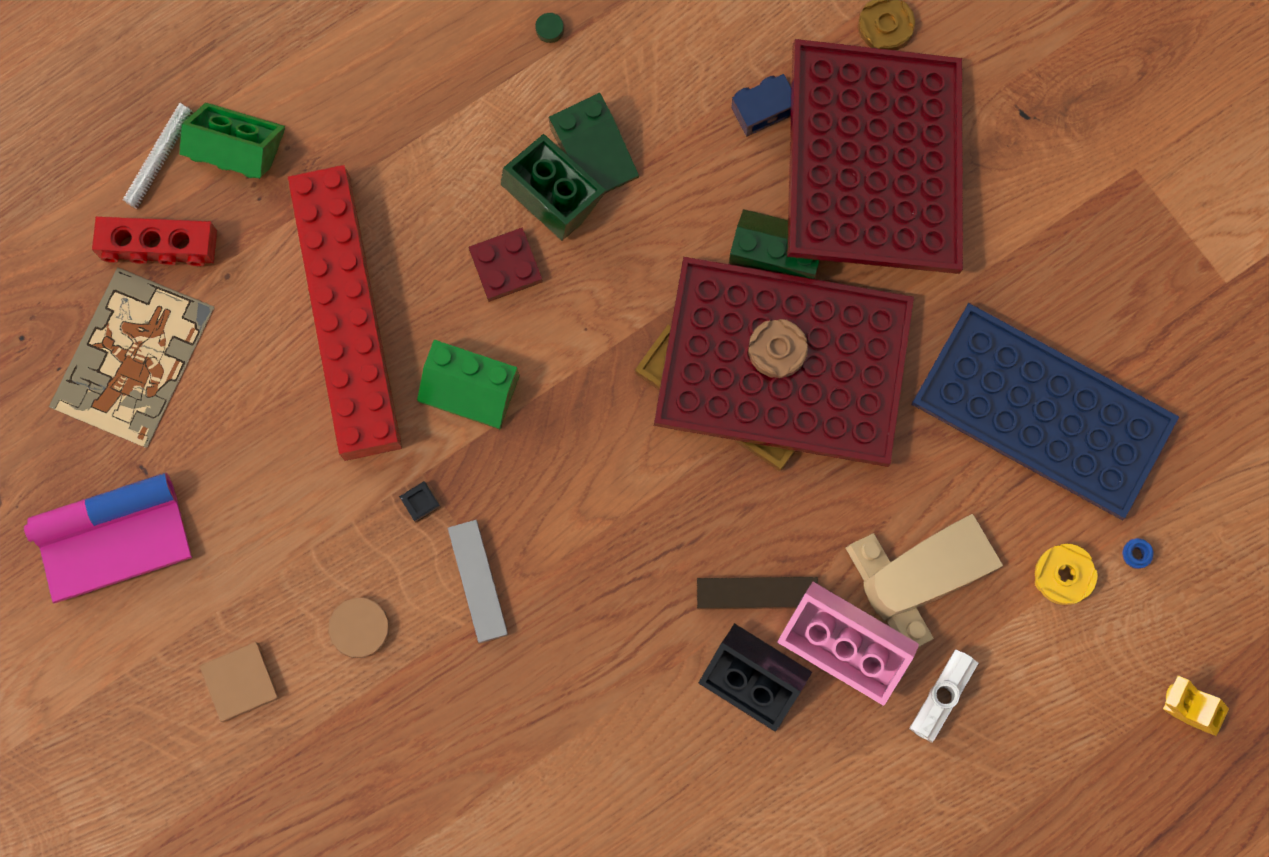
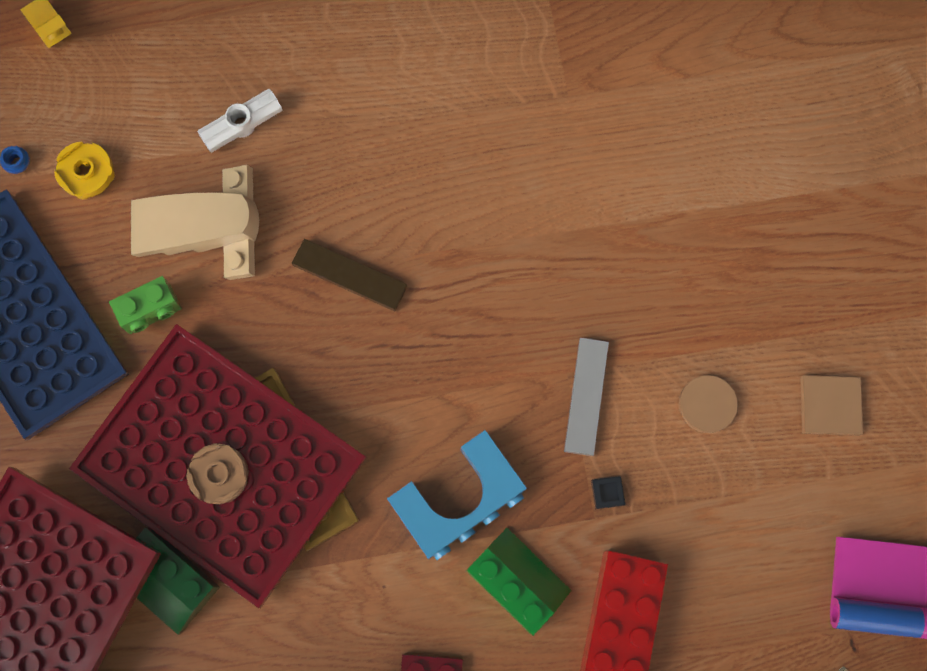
camera: 165 degrees left, 0 degrees up
(559, 392) = (499, 488): none -> dark azure arch
(755, 677) = (385, 205): black slope -> none
(848, 643) = (295, 190): bright pink brick -> none
(934, 463) = (145, 305): none -> bright green brick

